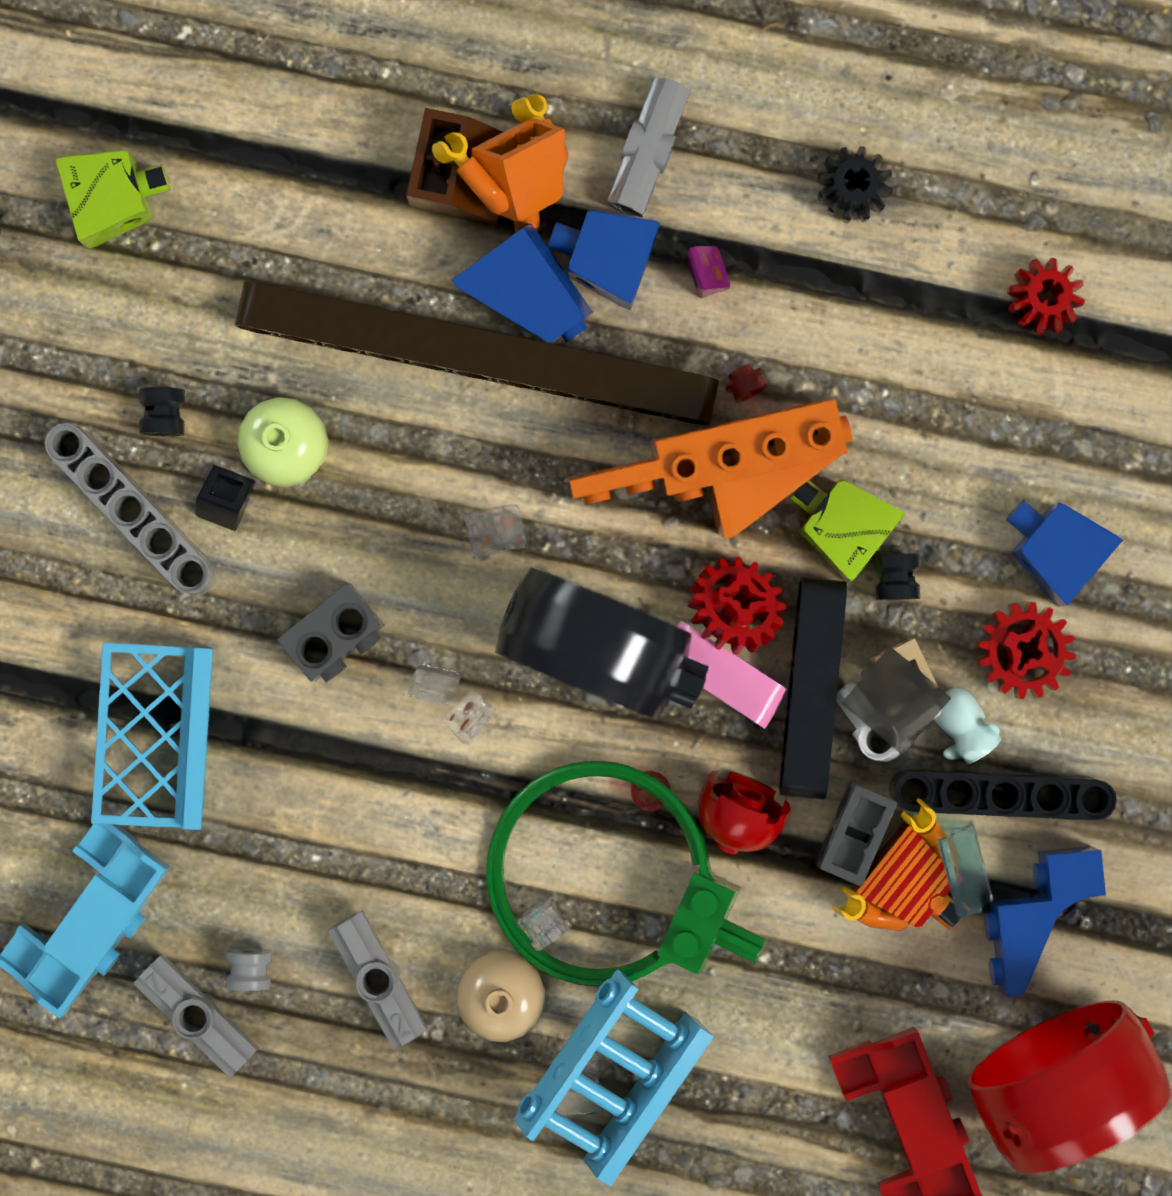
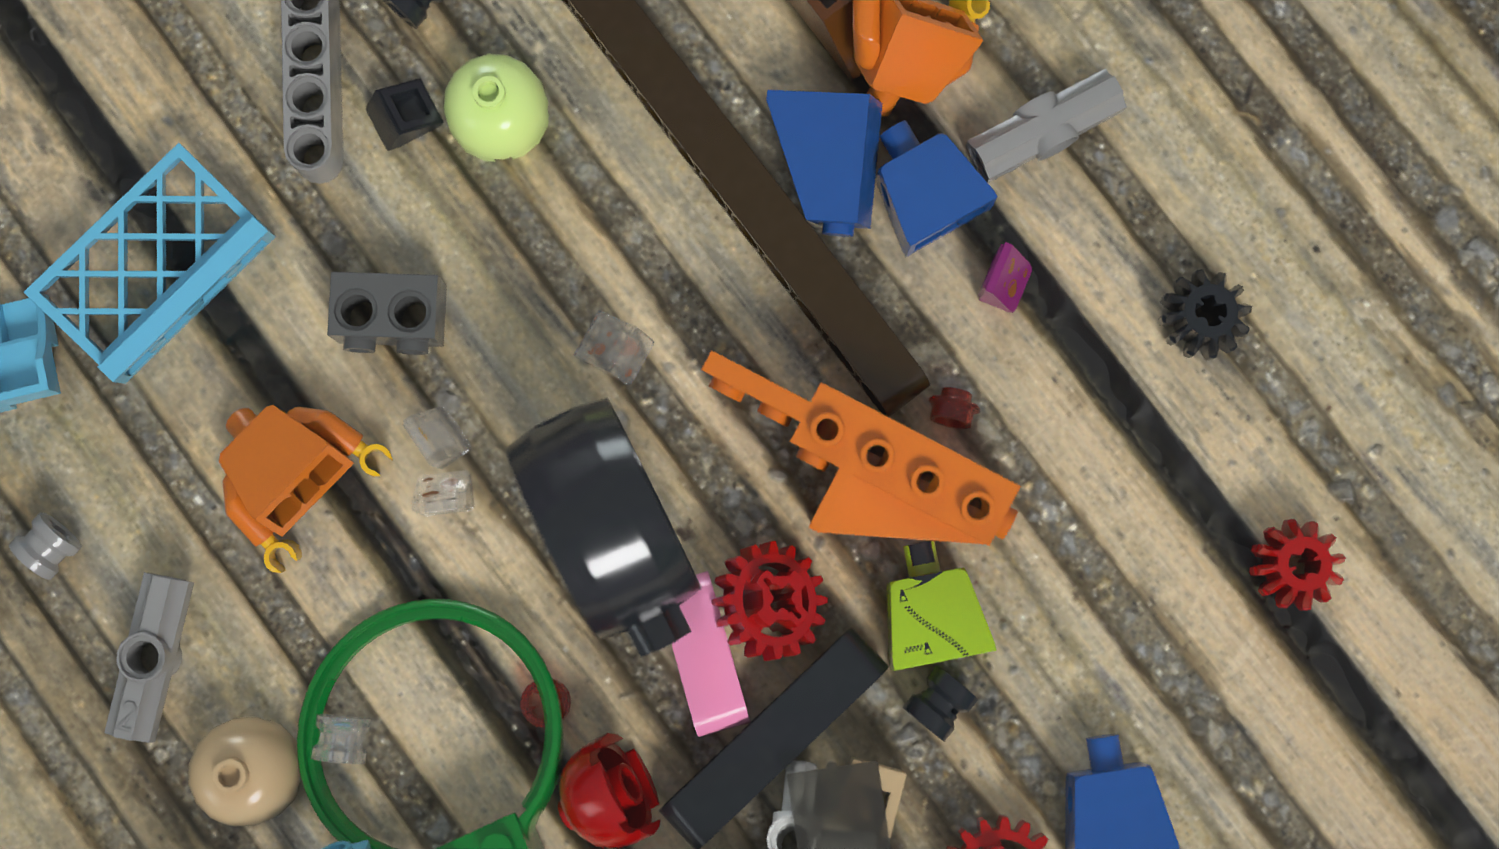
camera: 40 degrees right, 5 degrees down
(357, 788) = (283, 468): none -> orange torso

